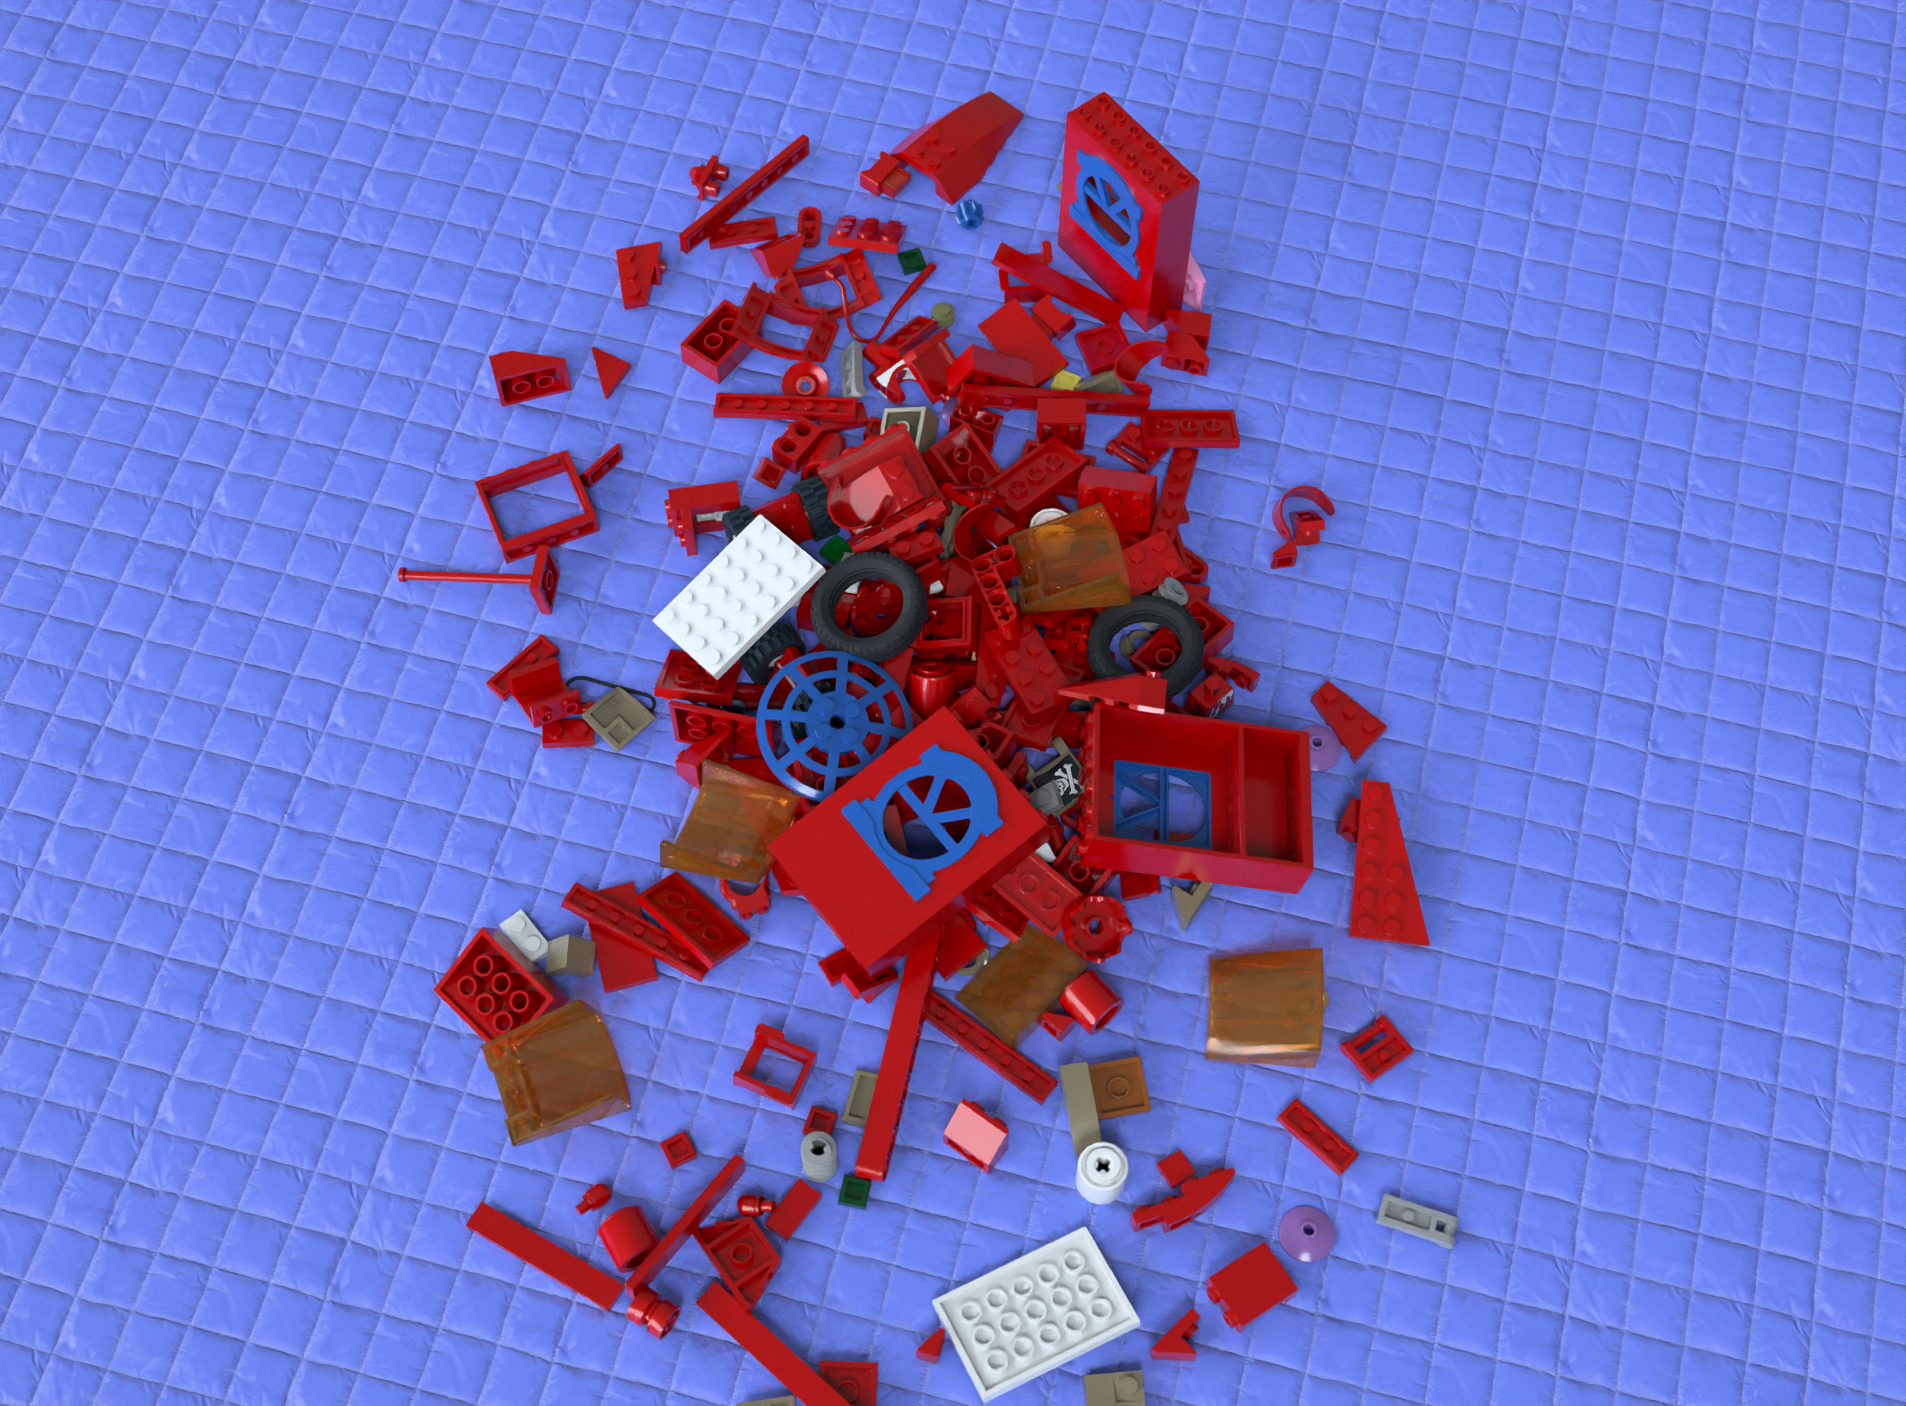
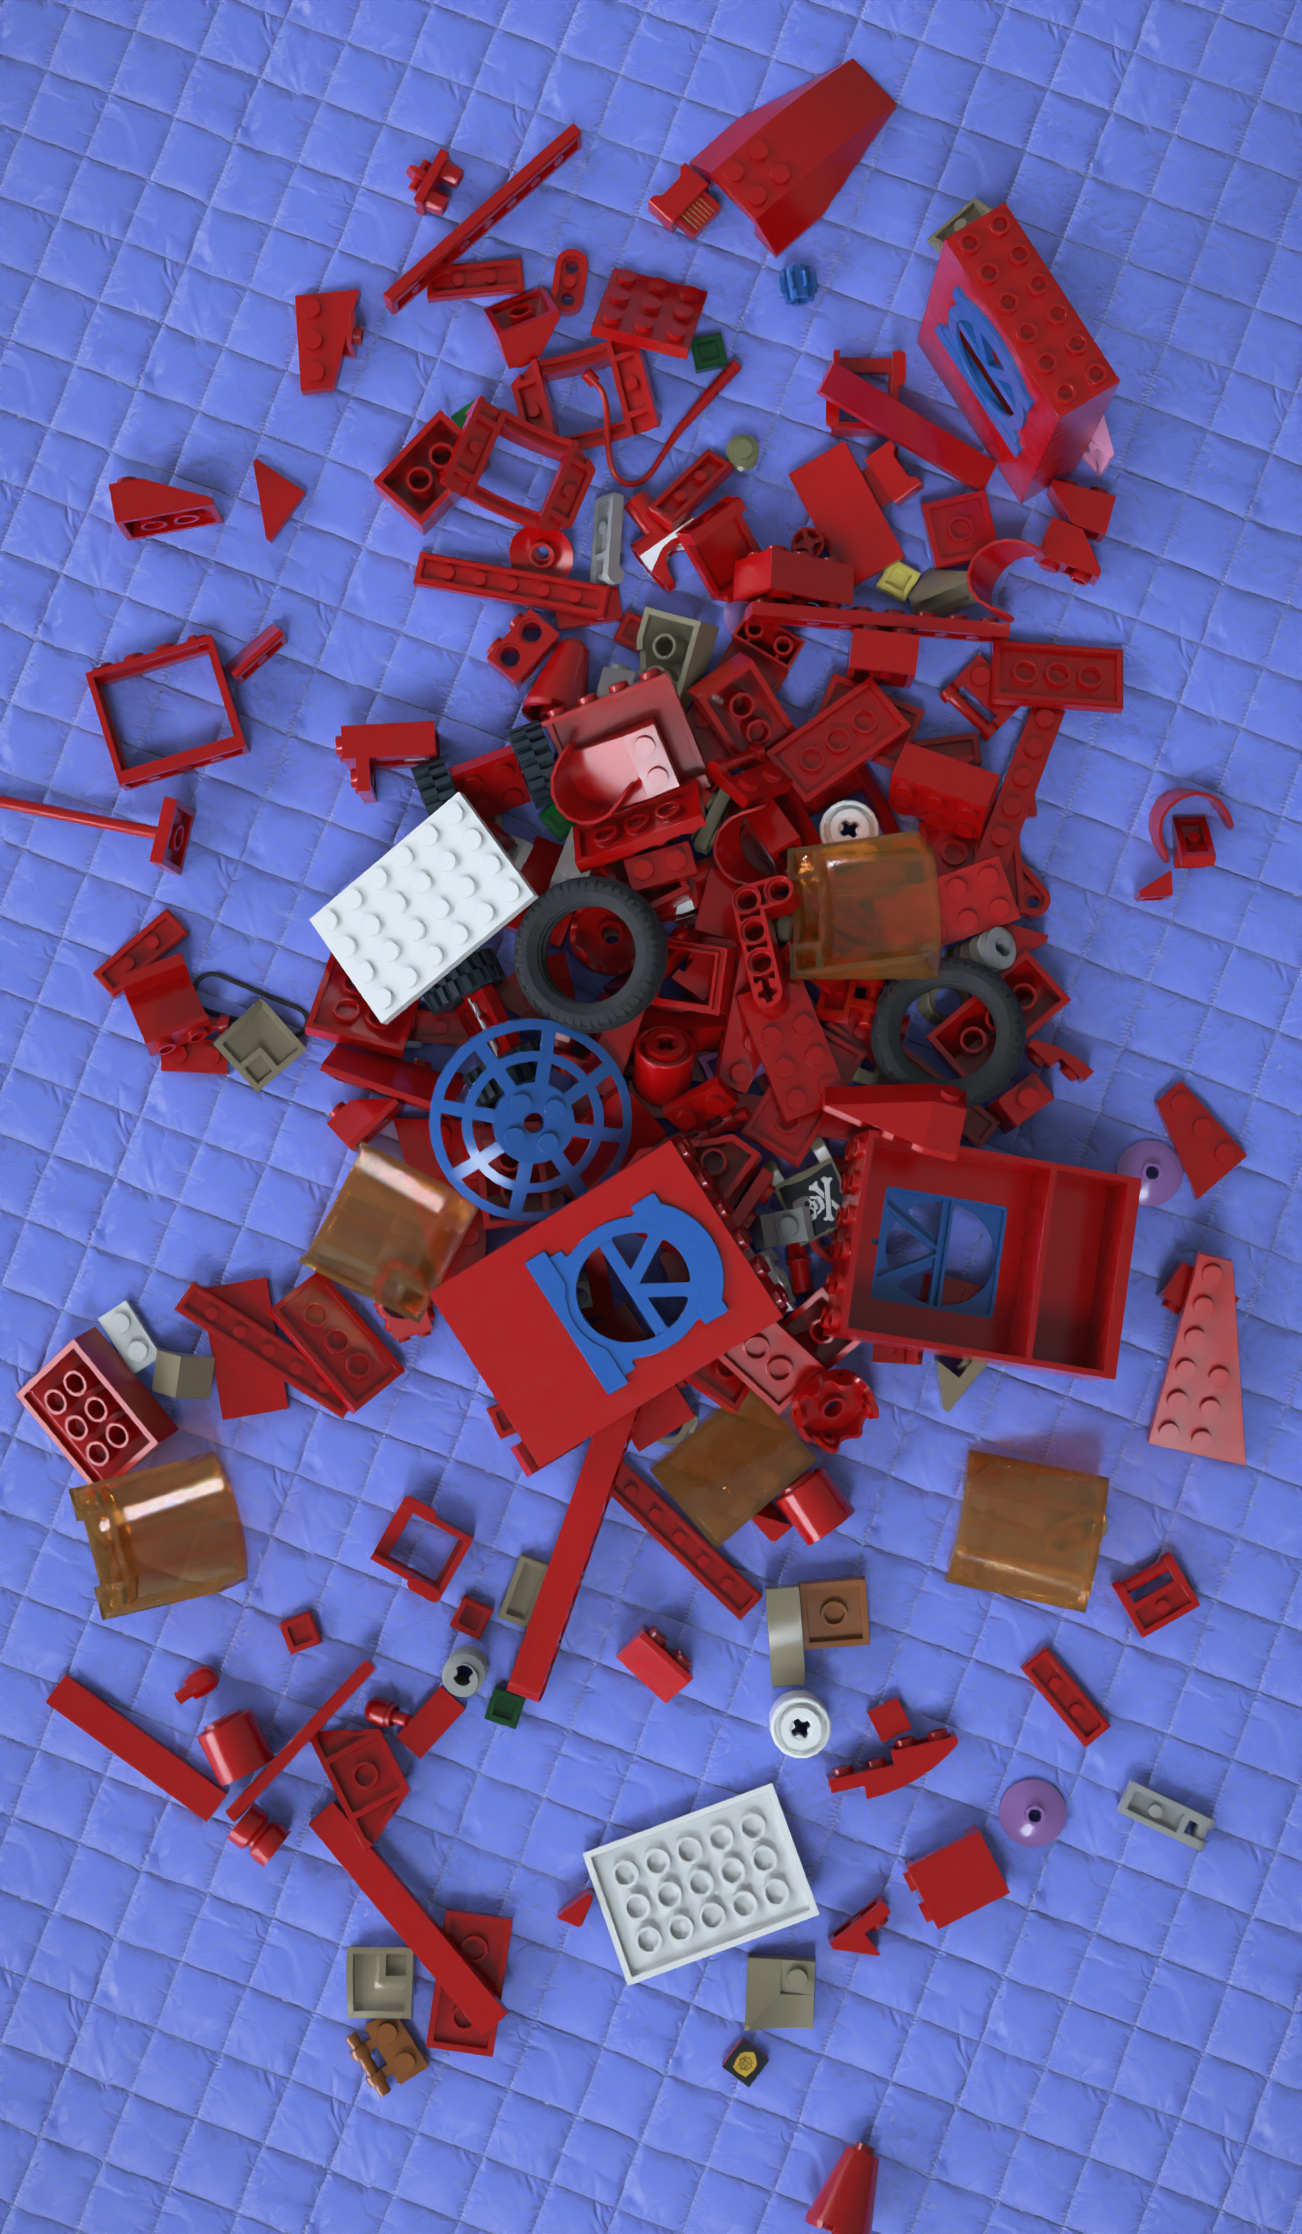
camera: 10 degrees right, 25 degrees up
(769, 473) = (481, 687): red slope -> none

